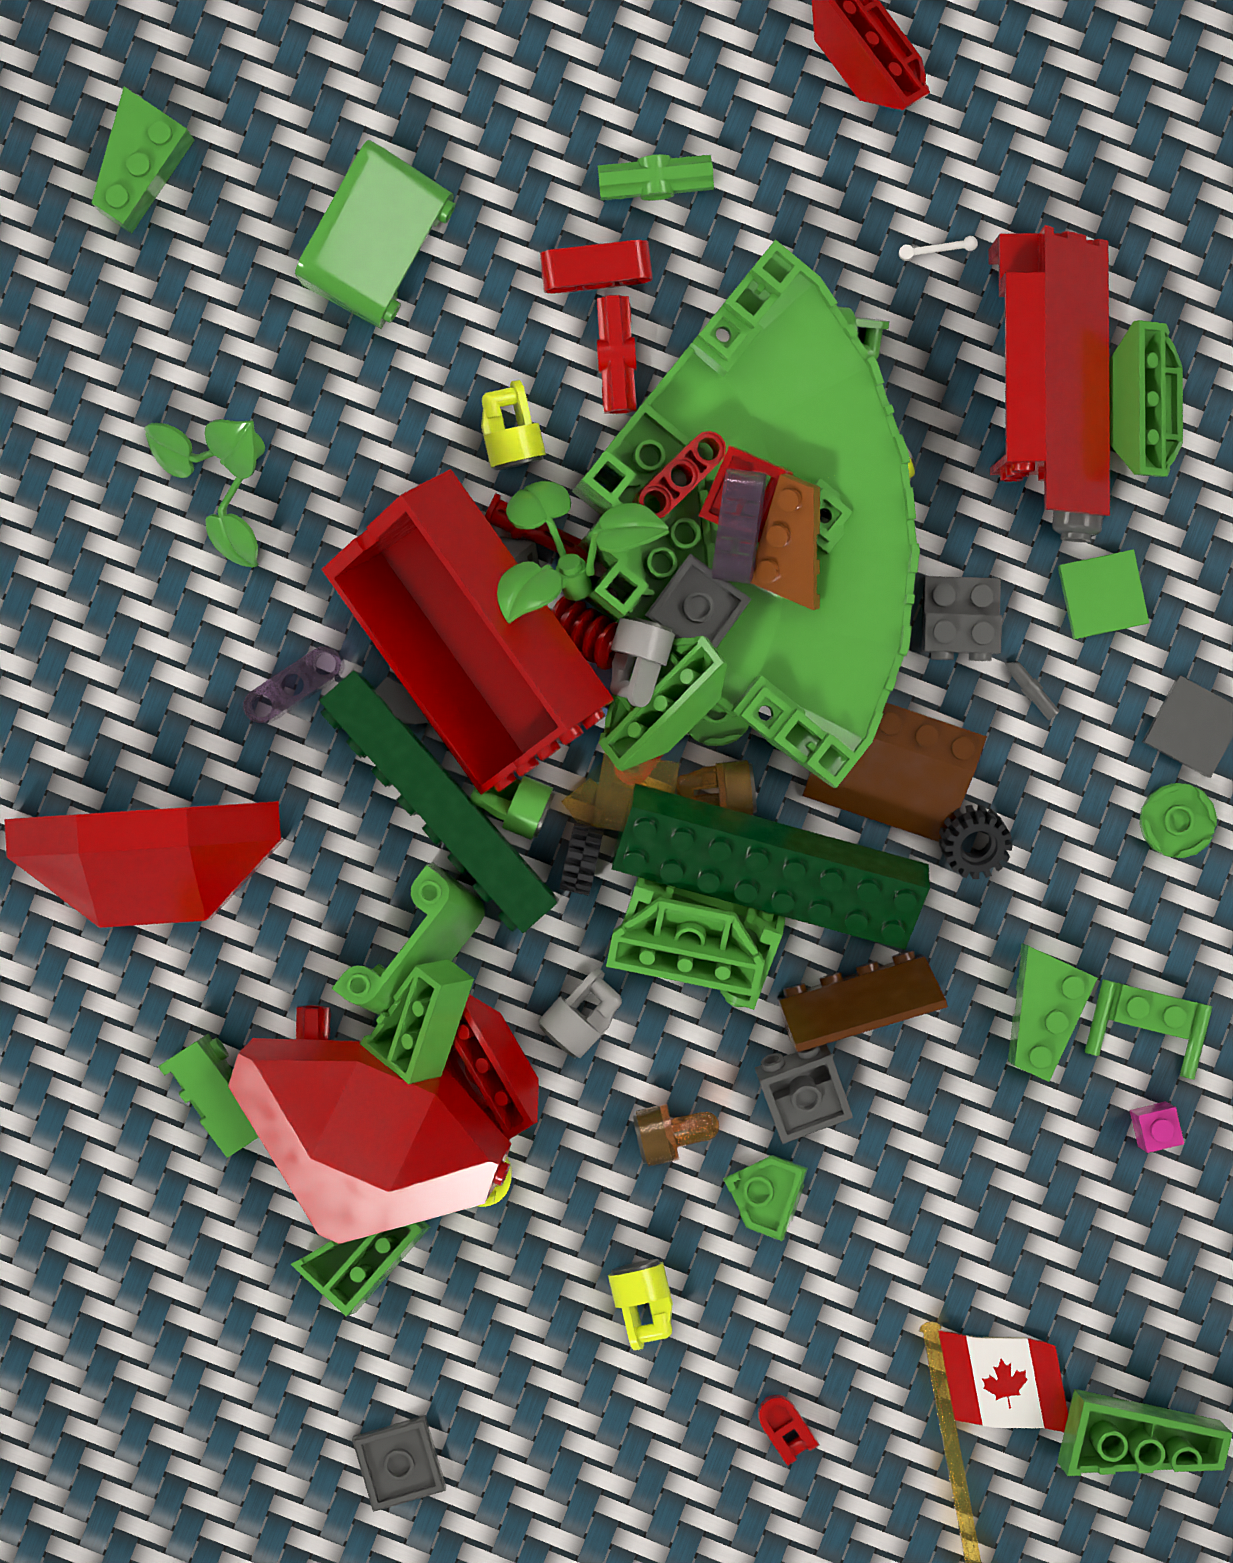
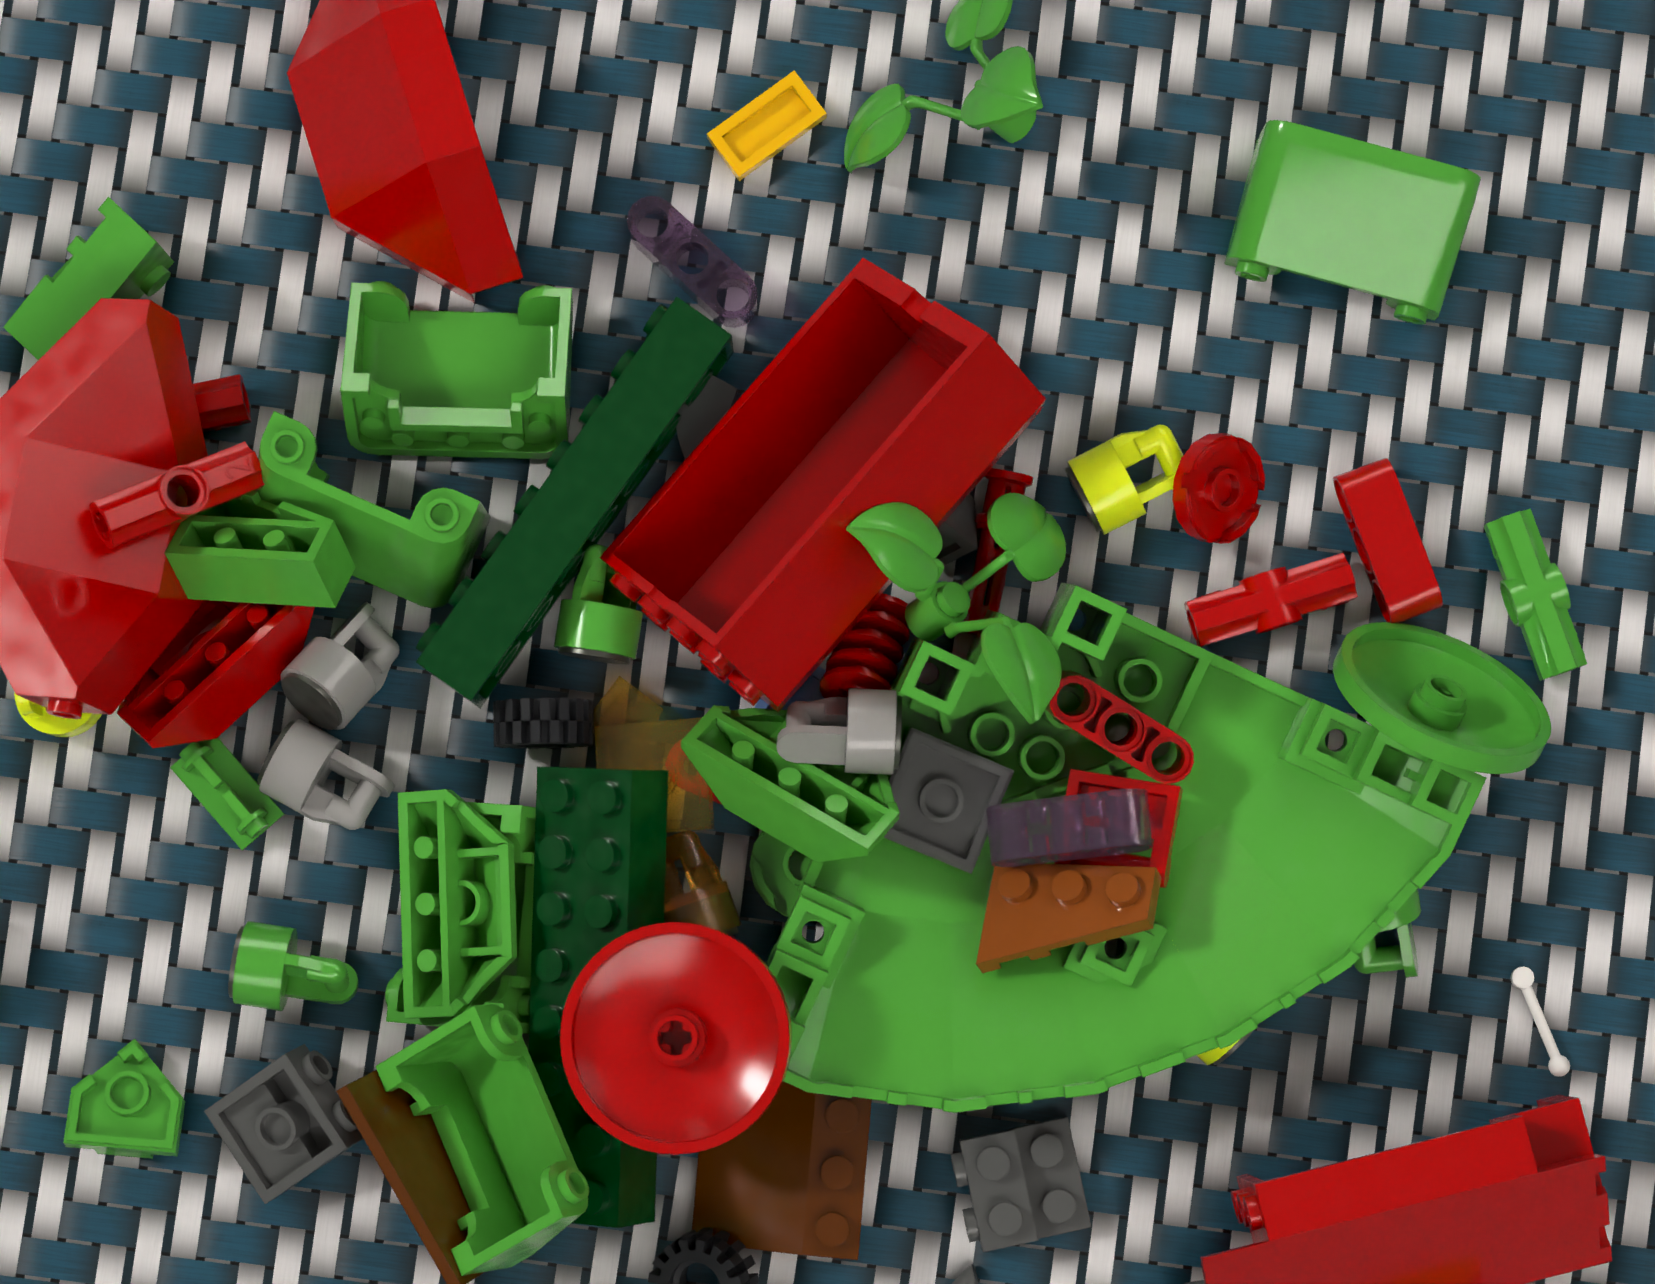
camera: 75 degrees right, 5 degrees down
(212, 613) = (766, 125): none -> yellow tile
(333, 861) = (457, 376): none -> bright green windscreen
(375, 1087) = (147, 505): none -> red piece
(518, 994) = (330, 682): none -> light grey piece
(533, 370) = (1218, 488): none -> red tile
(574, 1080) = (226, 790): none -> bright green hinge
(661, 1135) = (175, 933): clear orange piece -> none
(700, 1079) = (270, 971): none -> bright green piece
(713, 256) = (1441, 698): none -> bright green dish
(817, 819) = (675, 1038): none -> red dish
(849, 954) = (496, 1133): none -> bright green windscreen

